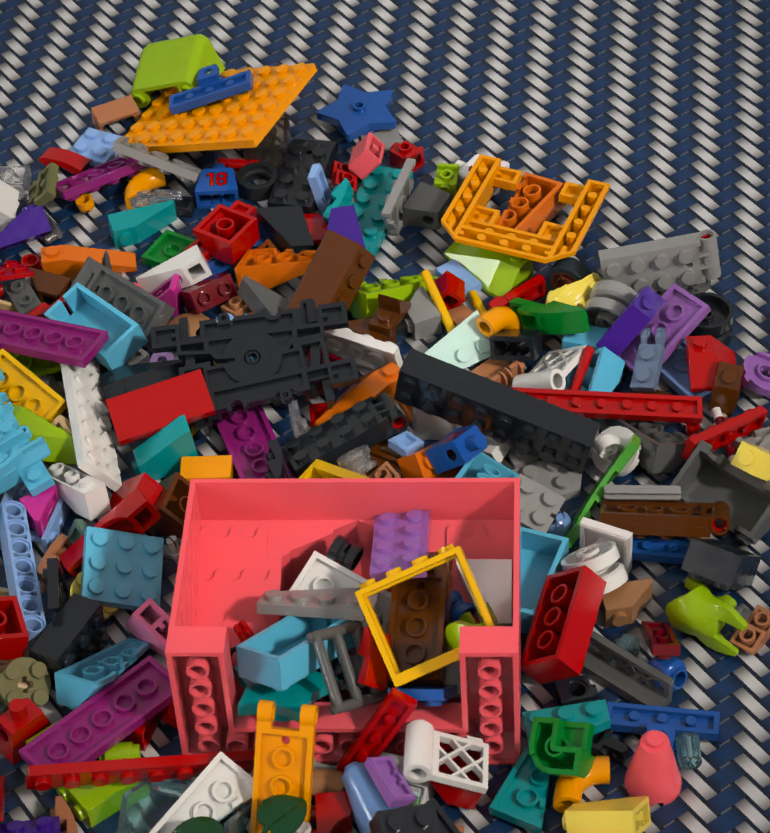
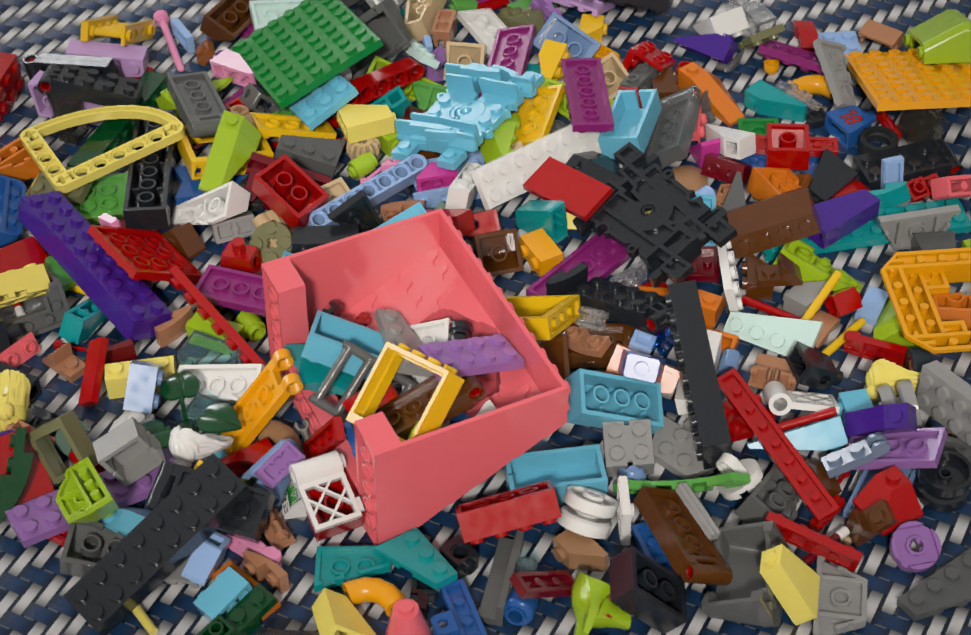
camera: 60 degrees right, 0 degrees up
(211, 89) = (930, 62): blue plate -> none
(423, 341) = (767, 308): none -> red bar
(497, 320) = (830, 344): light orange cylinder -> none
(550, 318) = (854, 371): green slope -> none
(561, 747) = (380, 559): green brick -> none

